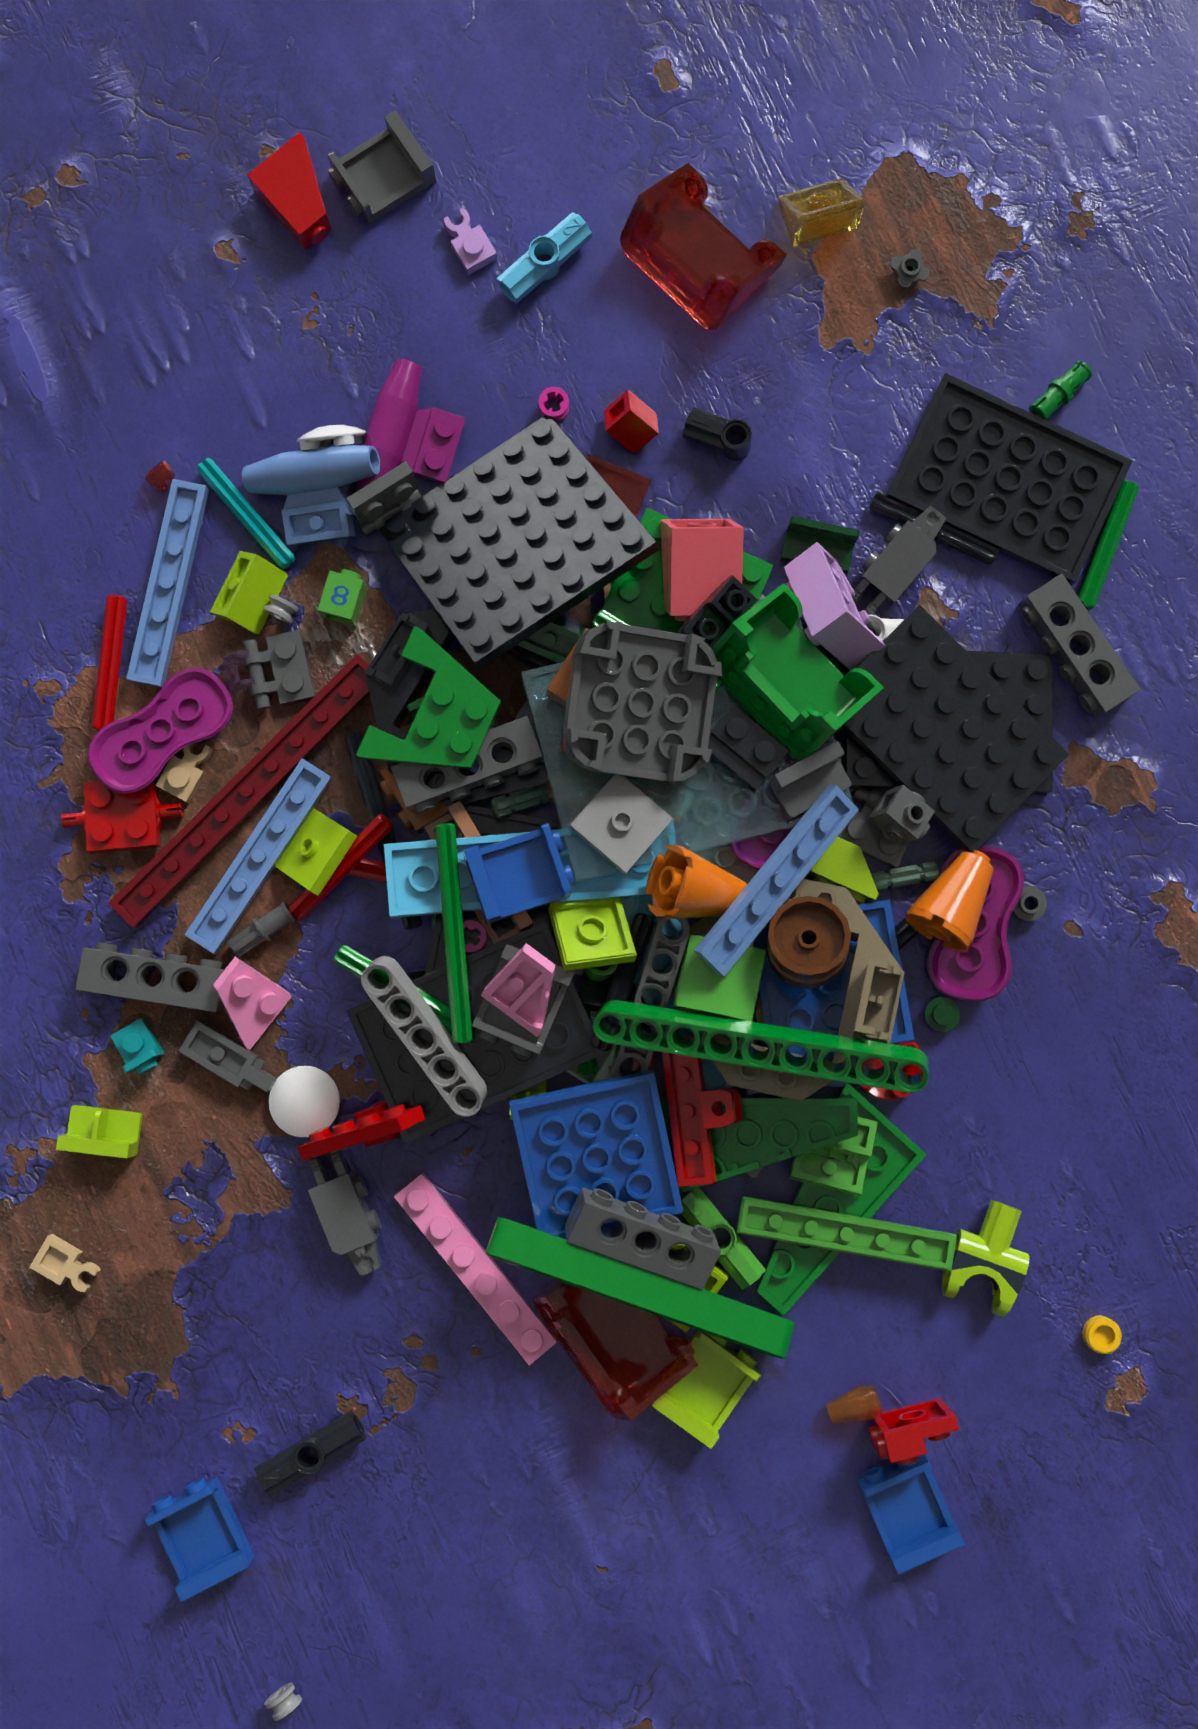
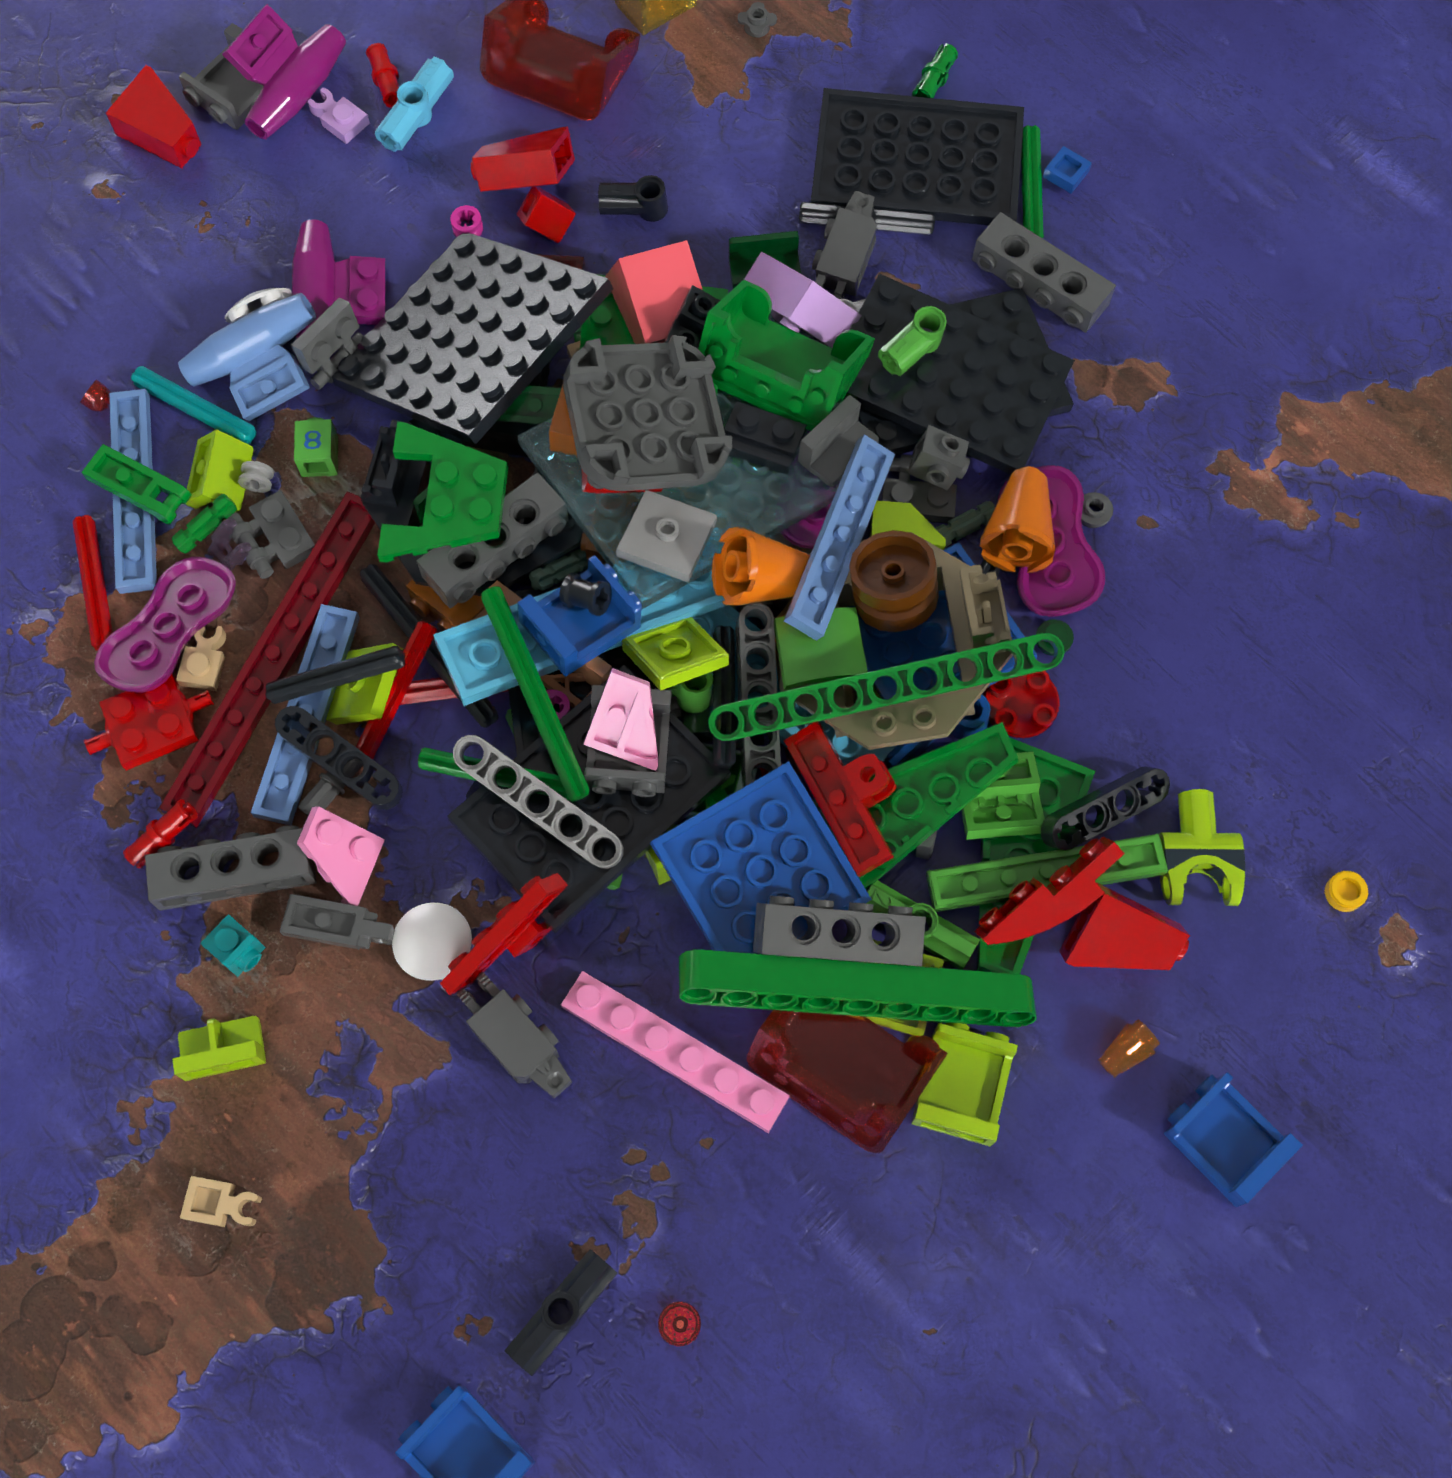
camera: 20 degrees left, 15 degrees down
(102, 928) = (160, 833): none -> red pin
(169, 584) = (135, 483): none -> green plate
(221, 641) = (204, 523): none -> green axle
(277, 910) = (338, 757): none -> black beam
(291, 840) = (335, 674): none -> black axle
(402, 1492) = (679, 1324): none -> clear red tile
(433, 183) = (288, 72): none -> magenta plate
(526, 211) = (383, 73): none -> red pin
(528, 858) = (585, 594): none -> black bush
(628, 360) = (524, 161): none -> red slope
(831, 1270) = (1040, 908): none -> red slope
(881, 1203) = (1105, 805): none -> black beam
(889, 1311) = (1123, 935): none -> red slope
(902, 1431) = (1192, 1051): red plate -> none
(919, 697) = (913, 341): none -> bright green piece
(1147, 542) = (1067, 169): none -> blue plate

